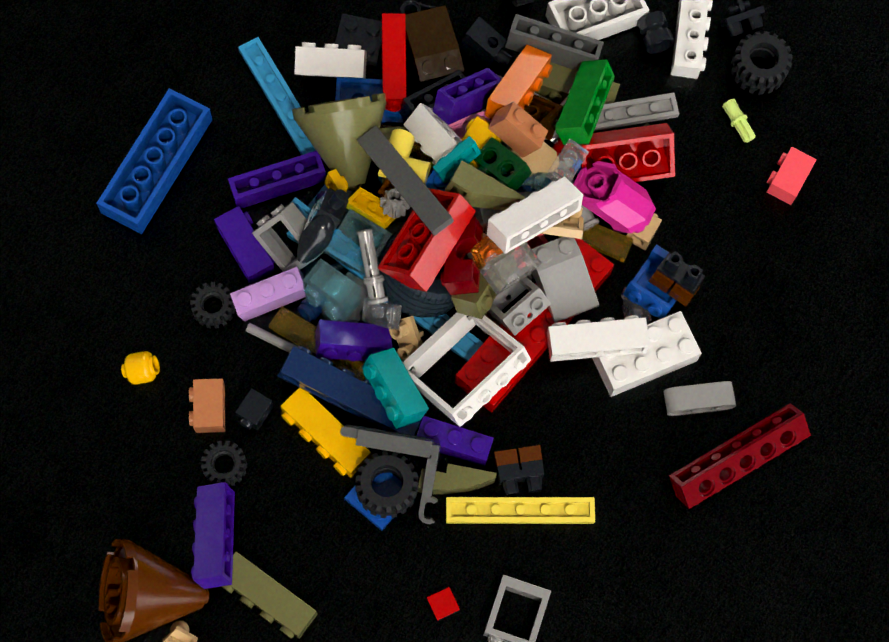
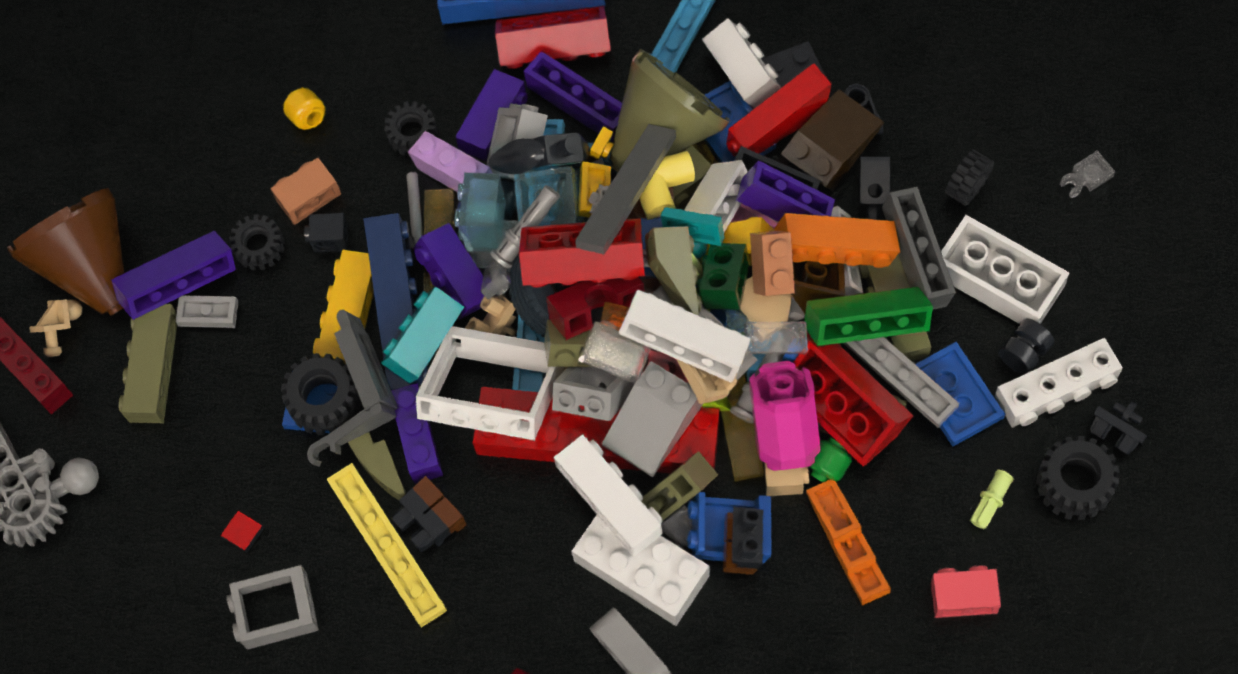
camera: 70 degrees right, 5 degrees down
(210, 166) = (555, 33): none -> slope
(254, 531) = (207, 311): none -> light grey plate
(616, 291) = (680, 486): none -> olive slope
(644, 84) = (961, 381): none -> blue plate
(656, 192) = (831, 461): none -> green head
(710, 221) = (848, 541): none -> orange slope

